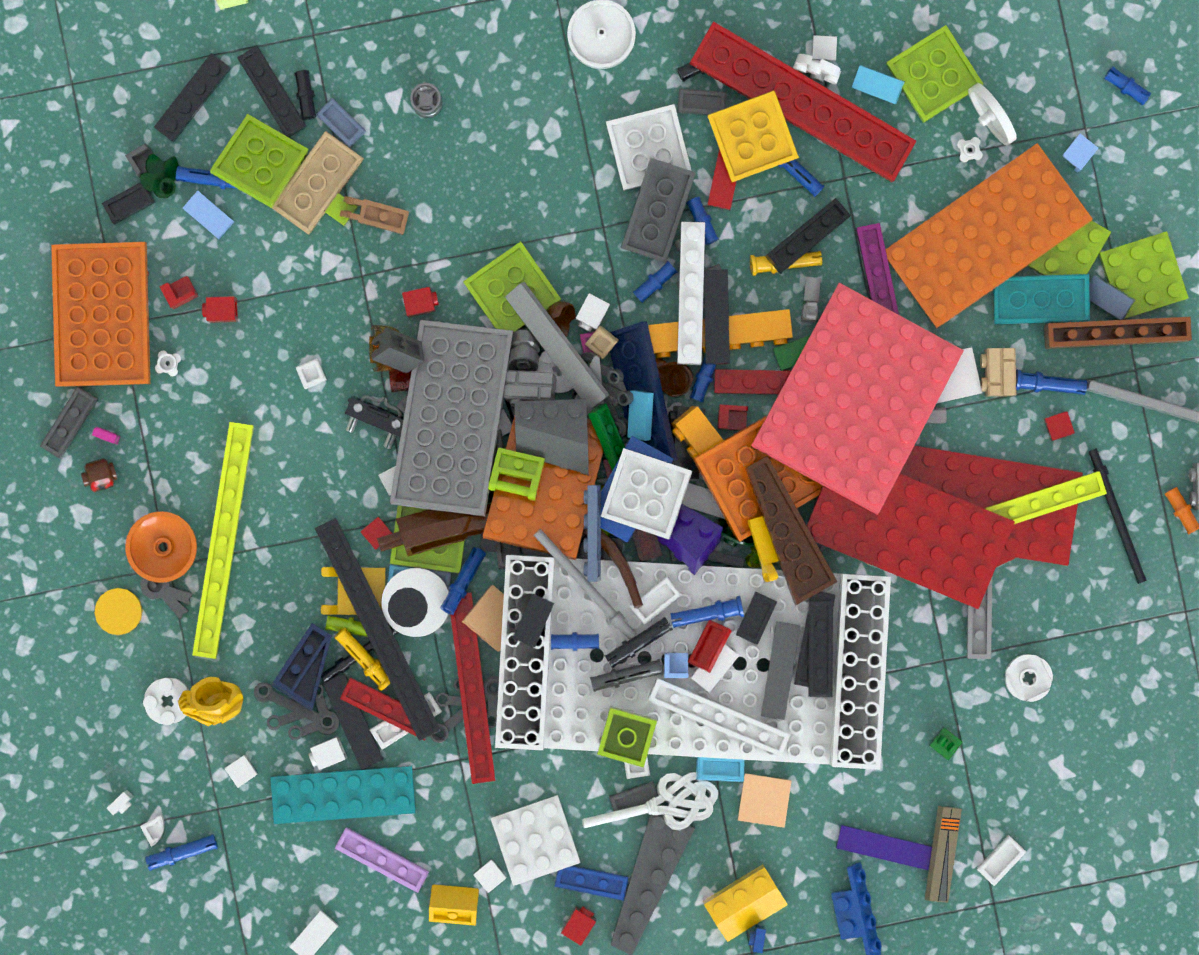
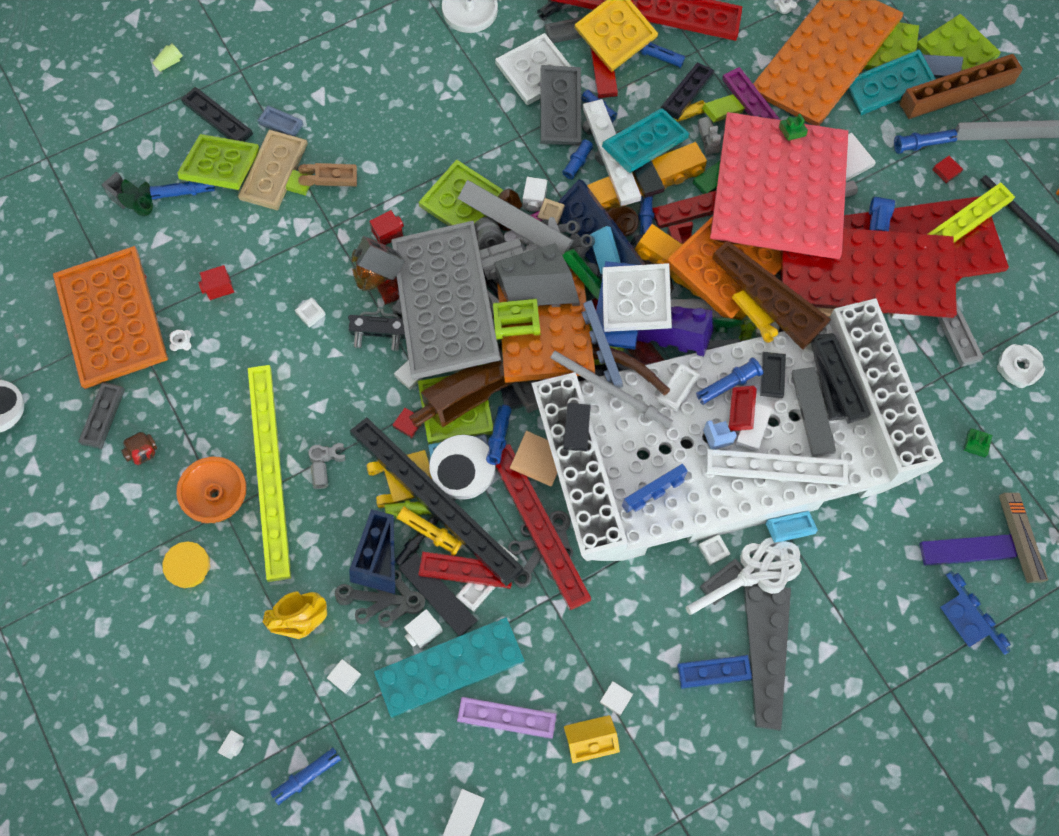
camera: 15 degrees left, 20 degrees down
(106, 435) = (137, 413): dark pink tile -> none
(128, 203) = (115, 228): black tile -> none
(154, 703) = (241, 637): white plate -> none
(154, 829) = (272, 763): white tile -> none
(169, 594) = (222, 531): dark grey piece -> none
(179, 292) = (176, 283): red panel -> none
(192, 97) = (150, 138): black plate -> none
(208, 215) = (186, 217): light blue tile -> none
(272, 556) = (319, 455): none -> light grey bar
(305, 94) = (244, 108): black pin -> none
(426, 100) = (345, 82): flat silver wheel -> none
(535, 840) = (647, 649): white plate -> none
(575, 641) = (621, 441): blue pin -> none
(579, 924) = (719, 715): red brick -> none
(591, 702) = (655, 489): none -> blue plate
(626, 675) = (698, 444): dark grey pin -> none
(626, 736) = (701, 507): lime brick -> none
(637, 643) = (672, 432): black pin -> none
(732, 295) = (645, 140): none -> teal tile
(744, 903) = (866, 642): yellow slope -> none
(757, 938) = (893, 671): blue plate -> none
(764, 800) = (842, 543): light nougat tile -> none
(840, 270) = (718, 108): none -> lime tile
(899, 334) = (793, 127): none -> green tile
(955, 462) = (881, 213): none -> blue piece
(999, 372) = (882, 142): tan brick -> none

